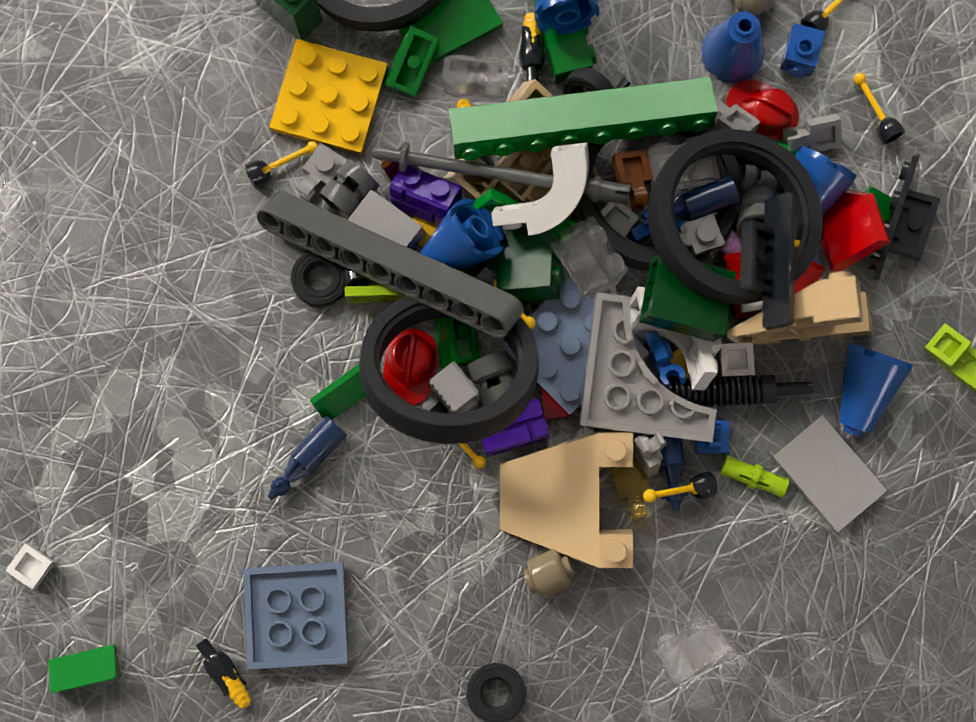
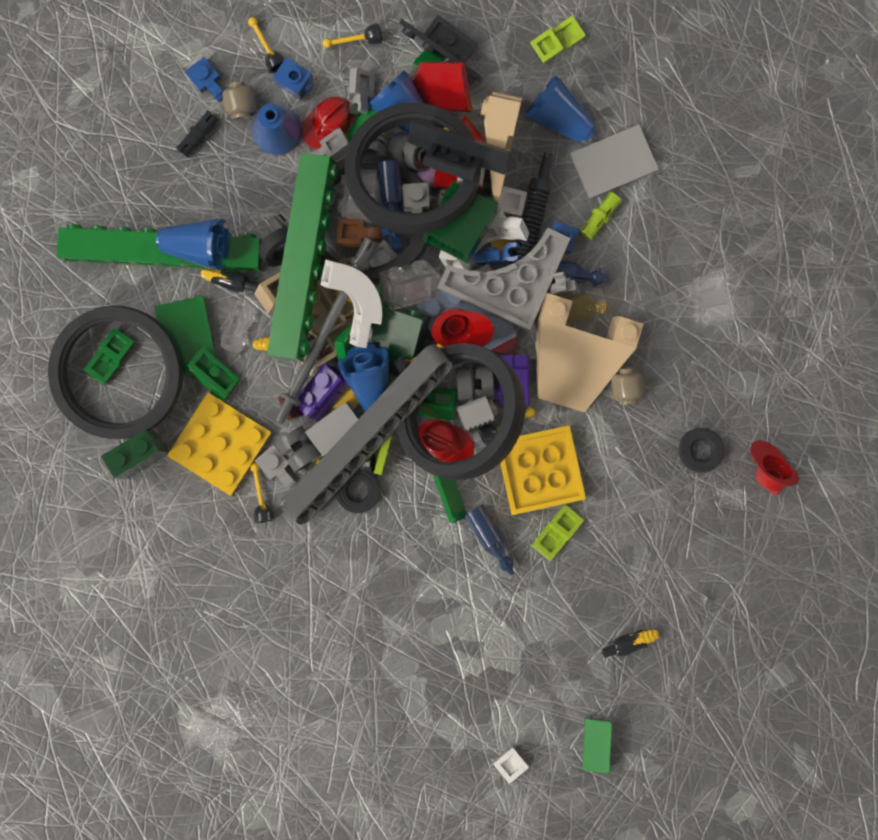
camera: 70 degrees left, 5 degrees up
(295, 615) = (604, 579): sand blue plate -> none
(338, 540) = (557, 532): none -> lime slope
(409, 496) = (542, 471): none -> yellow plate
(556, 337) = (462, 326): none -> red piece
(701, 486) = (596, 256): hinge -> none

